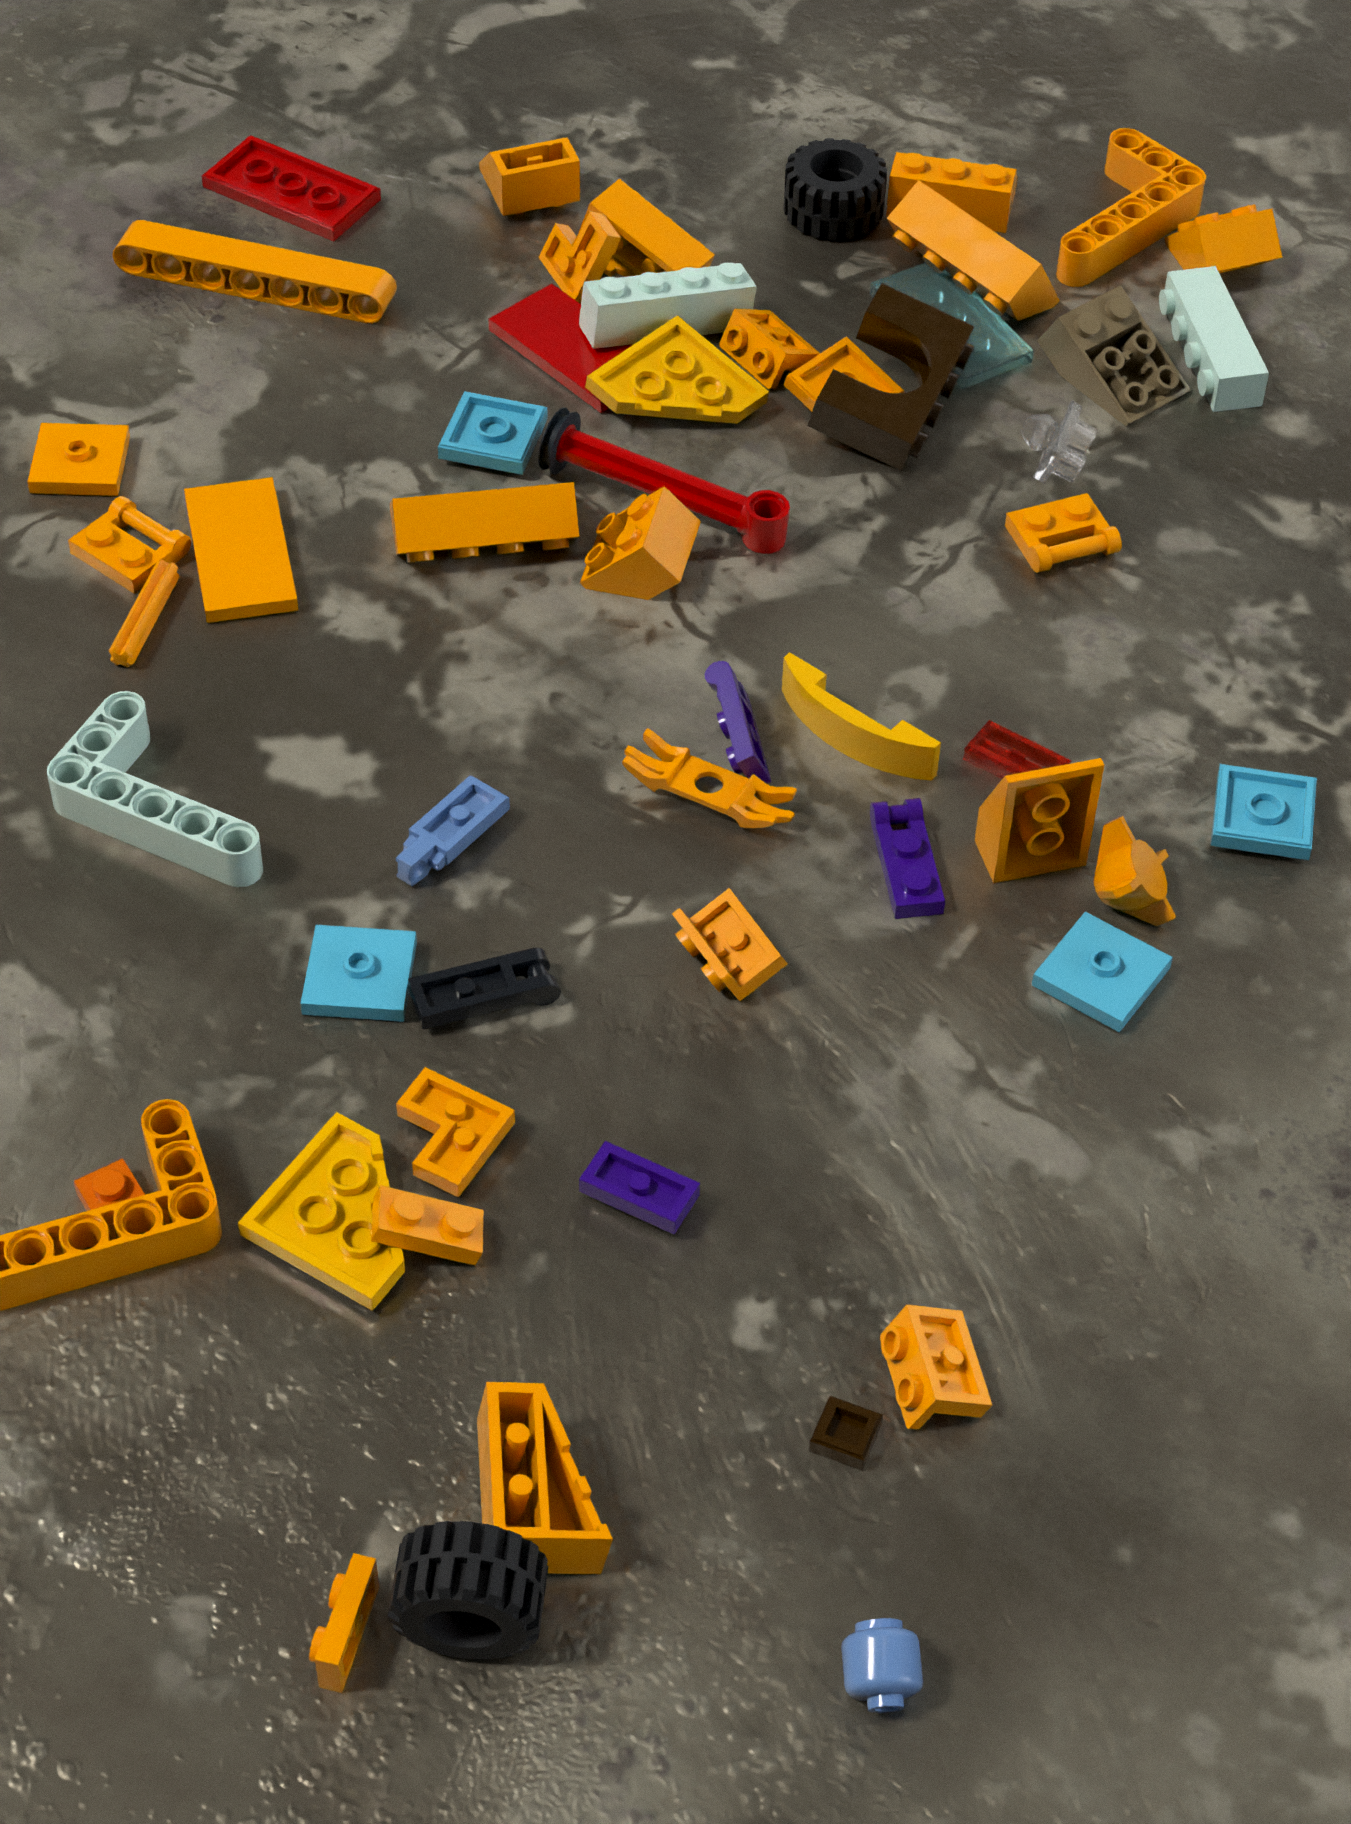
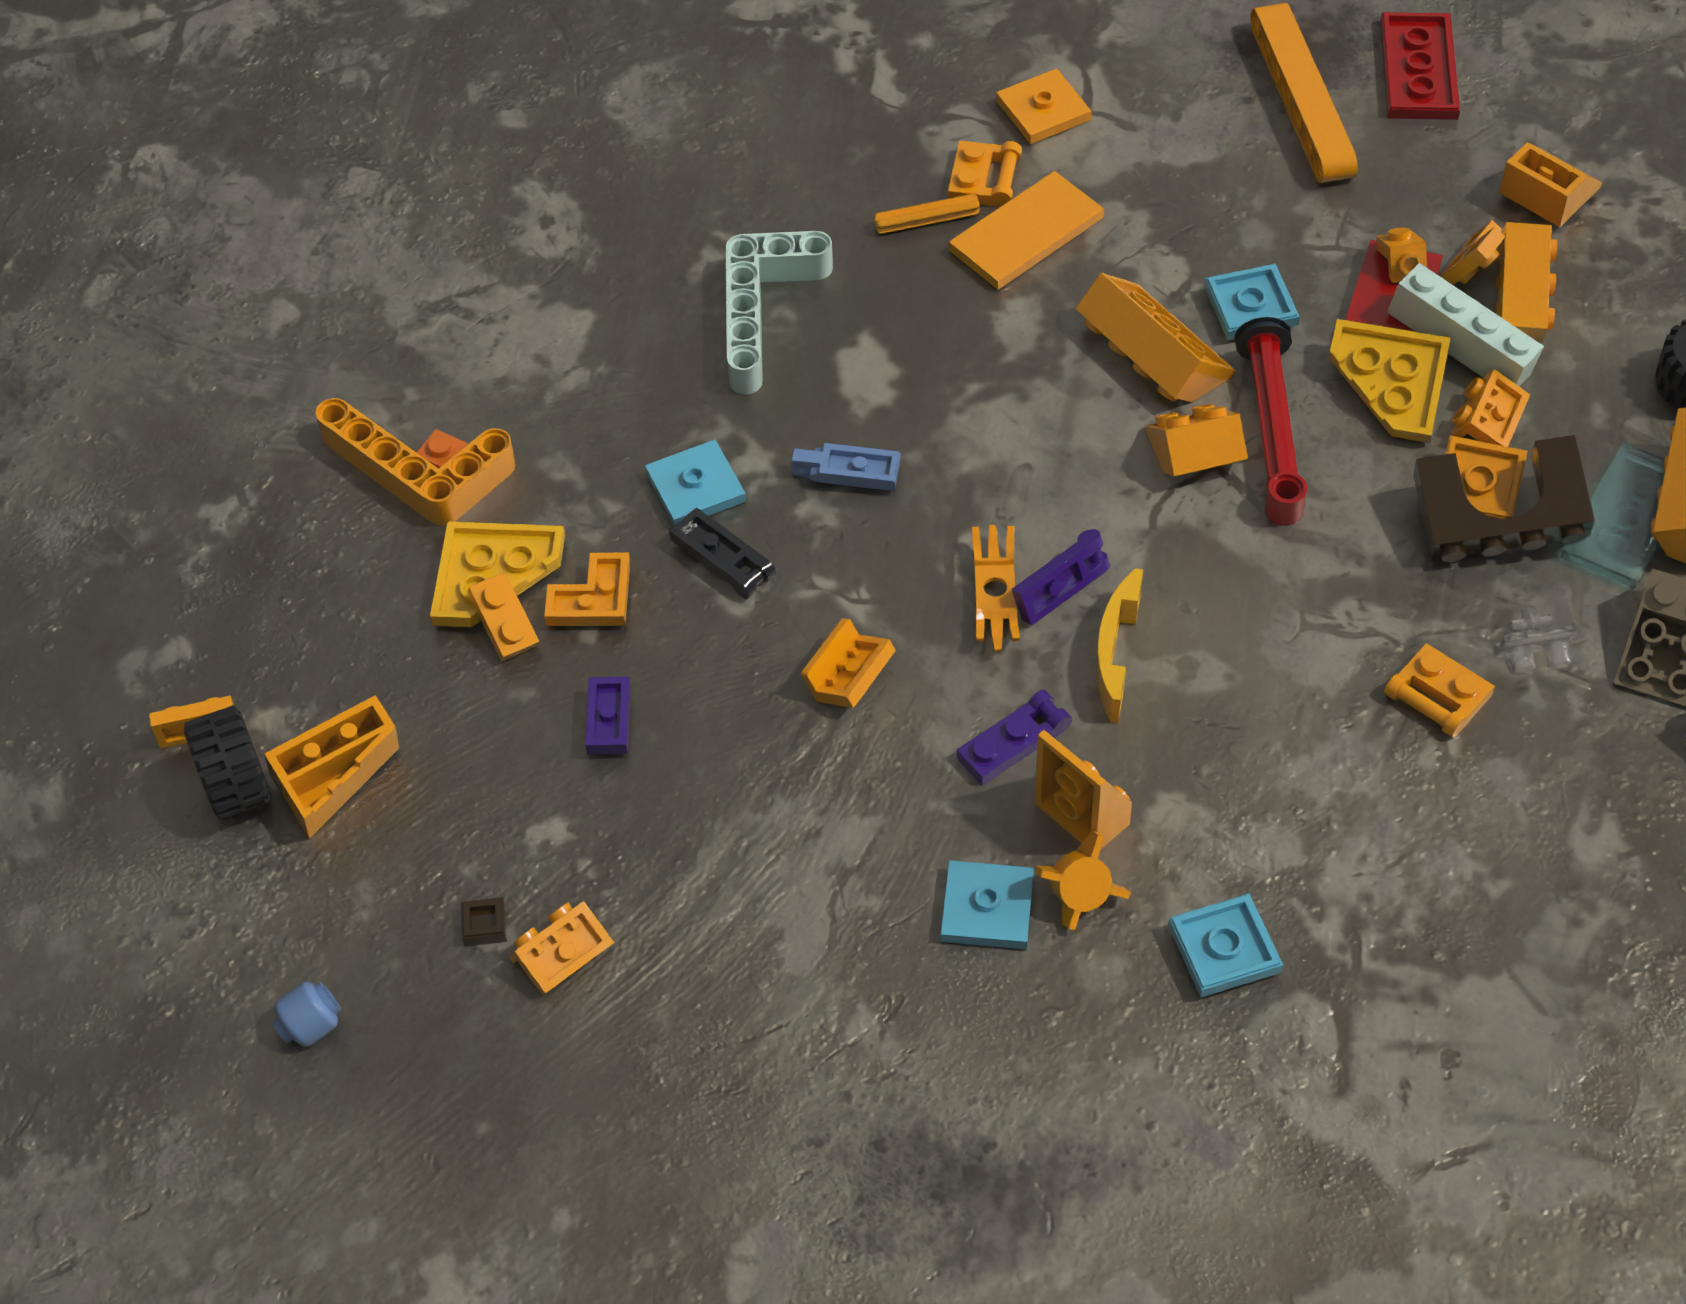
camera: 65 degrees right, 5 degrees up
(536, 294) = (1403, 250): none -> light orange bracket
(1004, 762) = (1165, 792): clear red tile -> none

